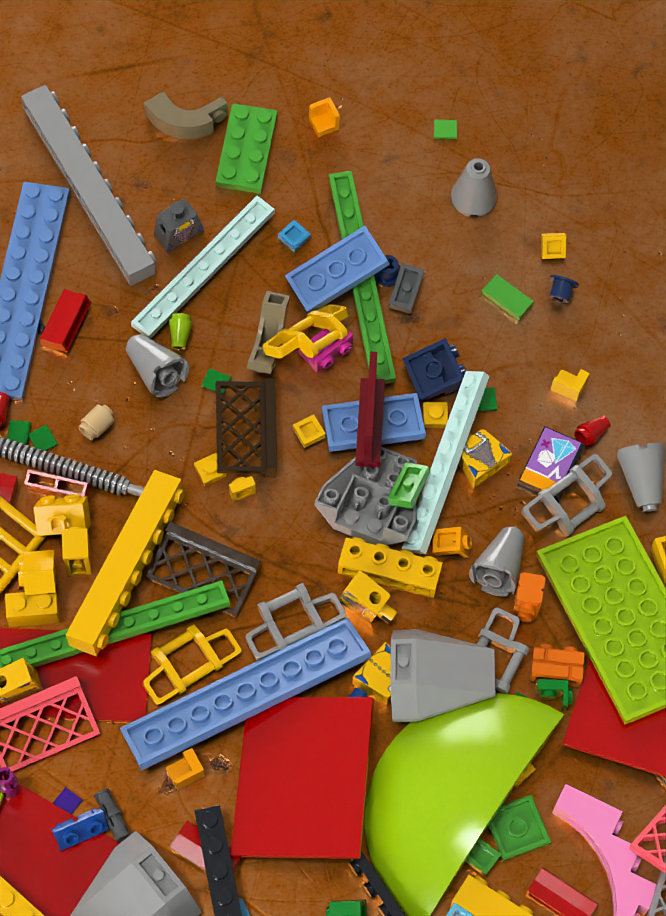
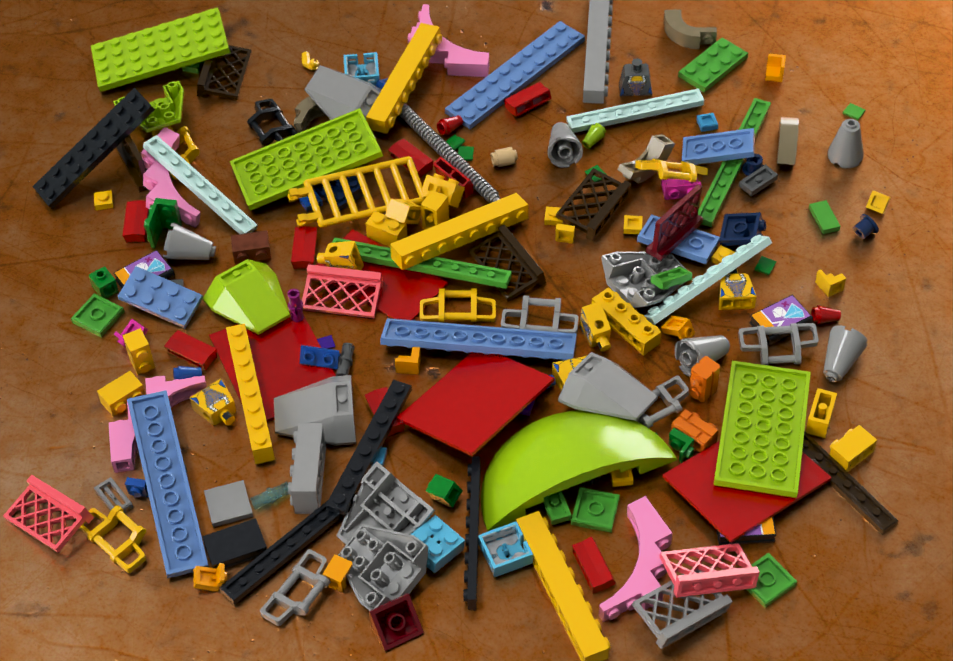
camera: 40 degrees right, 15 degrees down
(408, 215) = (787, 140): none -> dark tan arch

